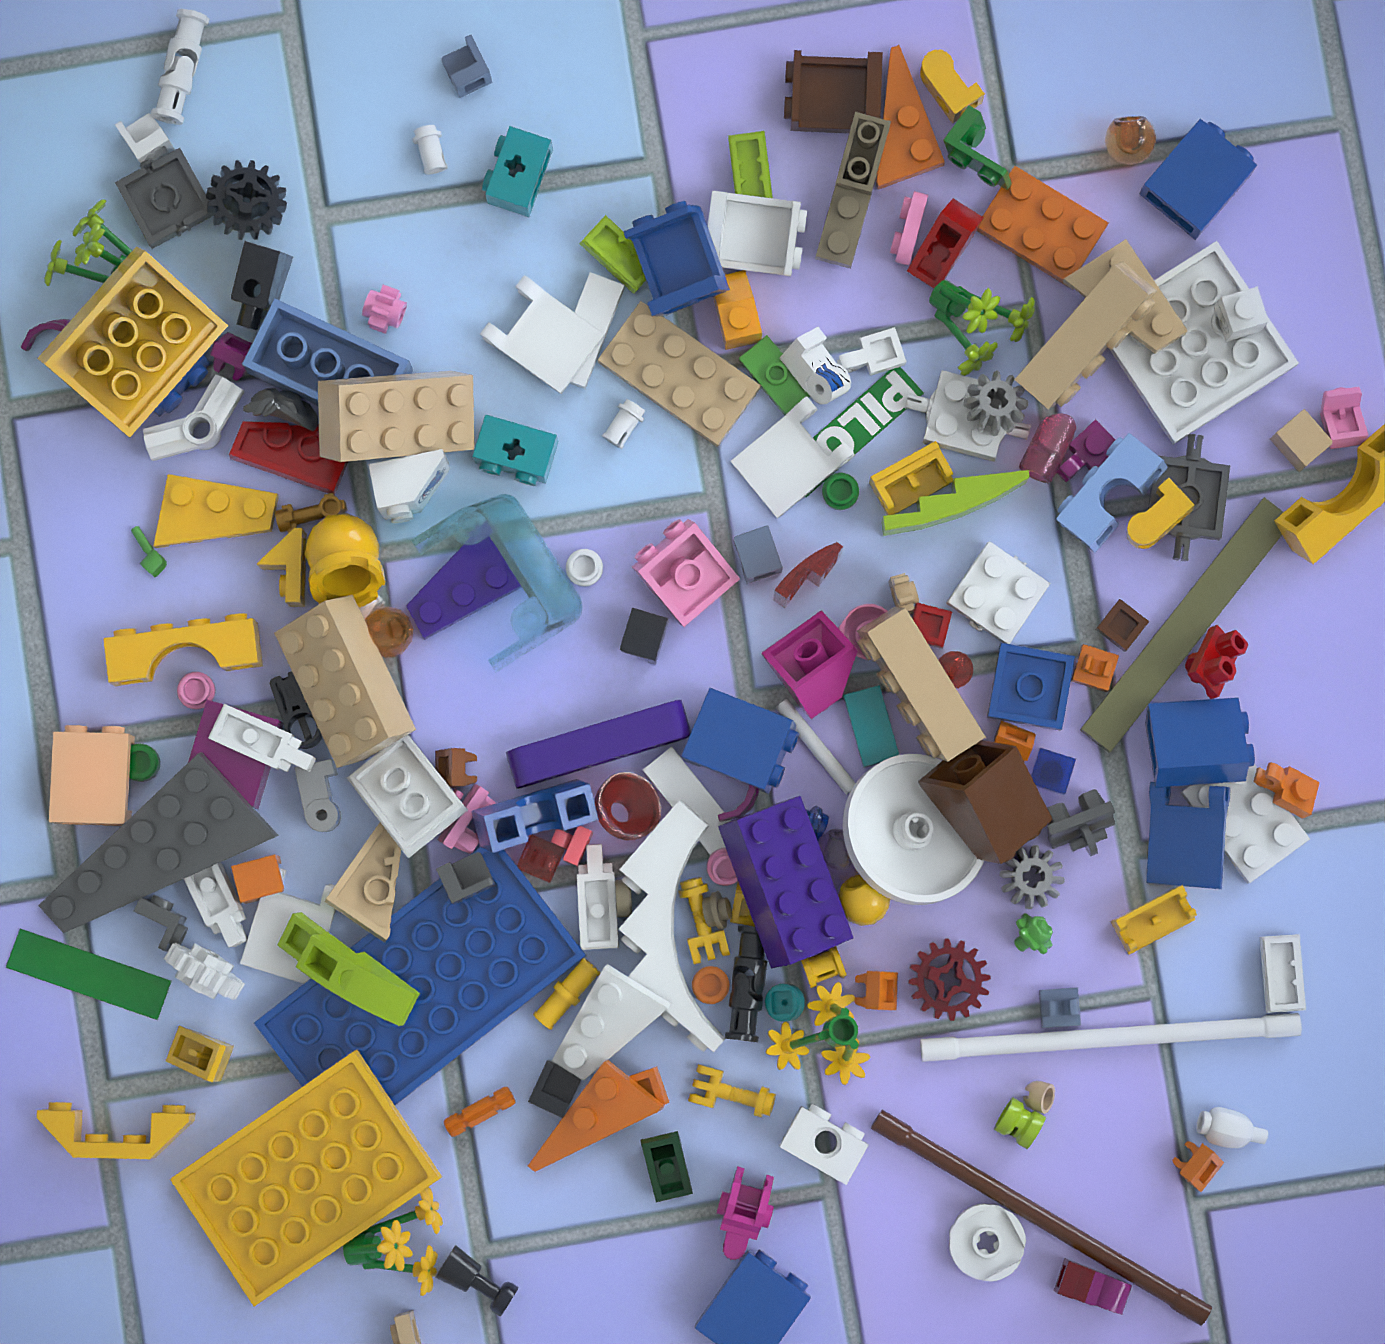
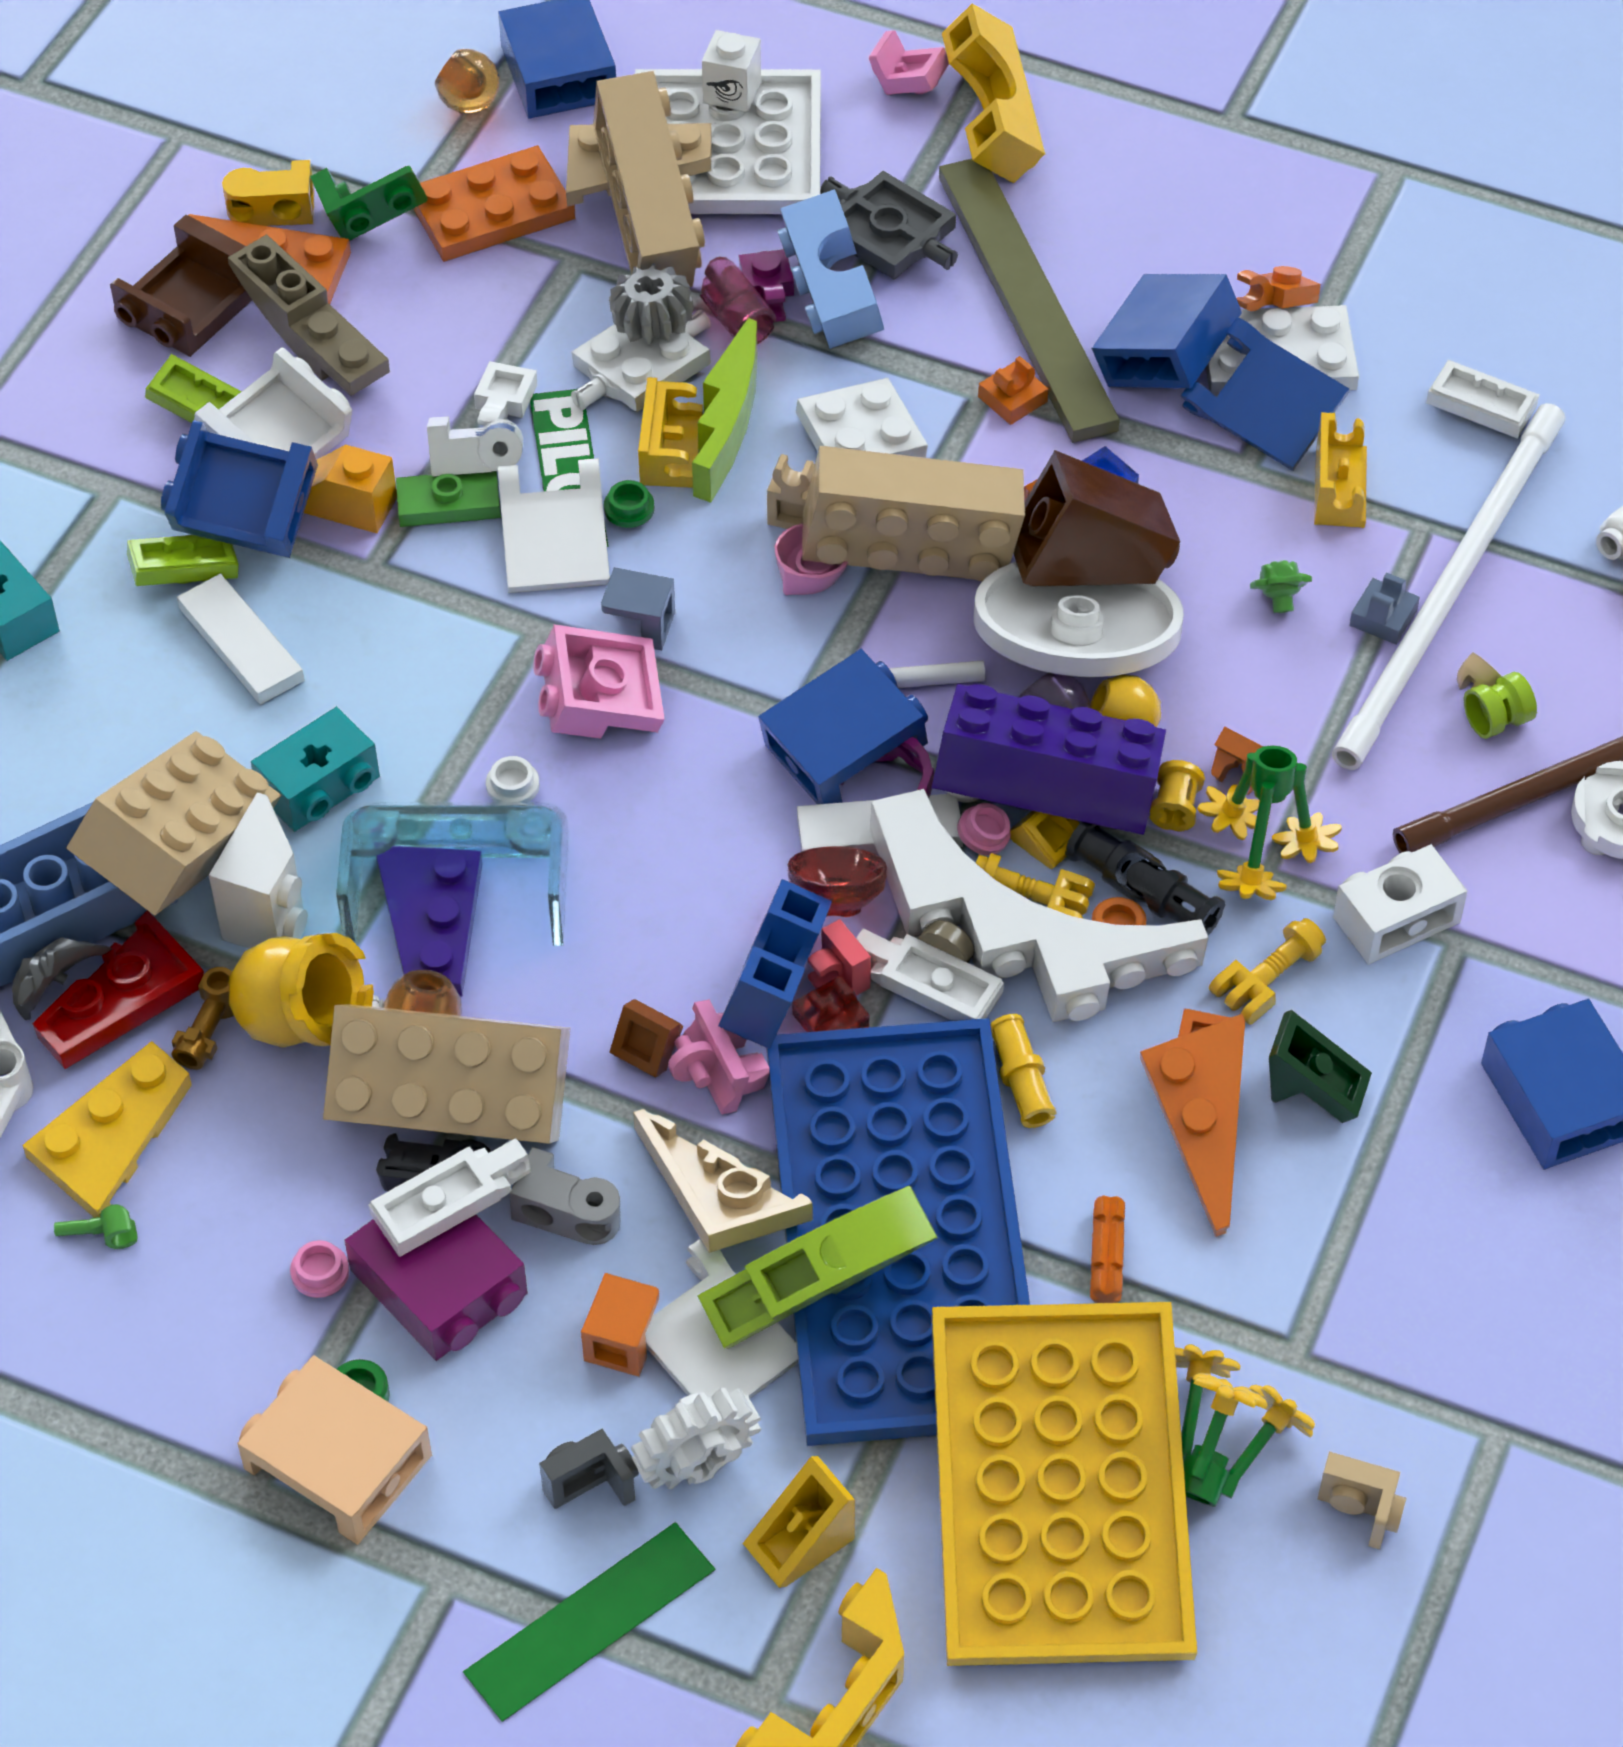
camera: 60 degrees left, 30 degrees down
(135, 657) = (291, 1192): yellow arch -> none
(175, 834) = (489, 1382): dark grey wing -> none
(218, 903) = (596, 1391): white hinge -> none
(289, 556) = (253, 1067): yellow slope -> none
(384, 308) = (32, 802): bright pink gear -> none
(407, 795) = (643, 1091): white tile -> none
(463, 1272) = (1316, 1373): black piece -> none
(466, 878) = (798, 1084): dark grey panel -> none
(546, 338) = (209, 675): white flag -> none
(554, 1089) = (1135, 1151): black panel -> none
(598, 744) = (735, 876): dark purple beam -> none
(607, 1021) = (1092, 1032): white wing -> none
(624, 423) = (373, 646): white pin -> none
(644, 635) = (642, 752): black panel -> none
(679, 374) = (366, 582): tan plate -> none
(717, 910) = (1032, 860): dark tan plate -> none
(744, 1214) = (1432, 1013): dark pink hinge -> none
(784, 1002) = (1194, 855): teal tile -> none
(813, 568) = (703, 560): clear red slope -> none
(813, 663) = (807, 619): dark pink slope -> none
(871, 725) = (921, 615): teal tile -> none
(904, 242) = (394, 297): bright pink plate -> none
(945, 243) = (438, 276): red arch -> none
(954, 300) = (503, 299): plant -> none
(965, 985) = (1279, 685): dark red gear -> none
(1030, 686) = (995, 436): blue plate -> none
(1039, 887) = (1214, 552): light grey gear -> none
(1082, 828) = (1187, 477): dark grey hips -> none
(1122, 625) = (984, 342): reddish brown plate -> none
(1150, 526) = (889, 221): yellow leg -> none
(1215, 660) = (1087, 271): red hips -> none
(1301, 440) = (904, 108): tan panel -> none

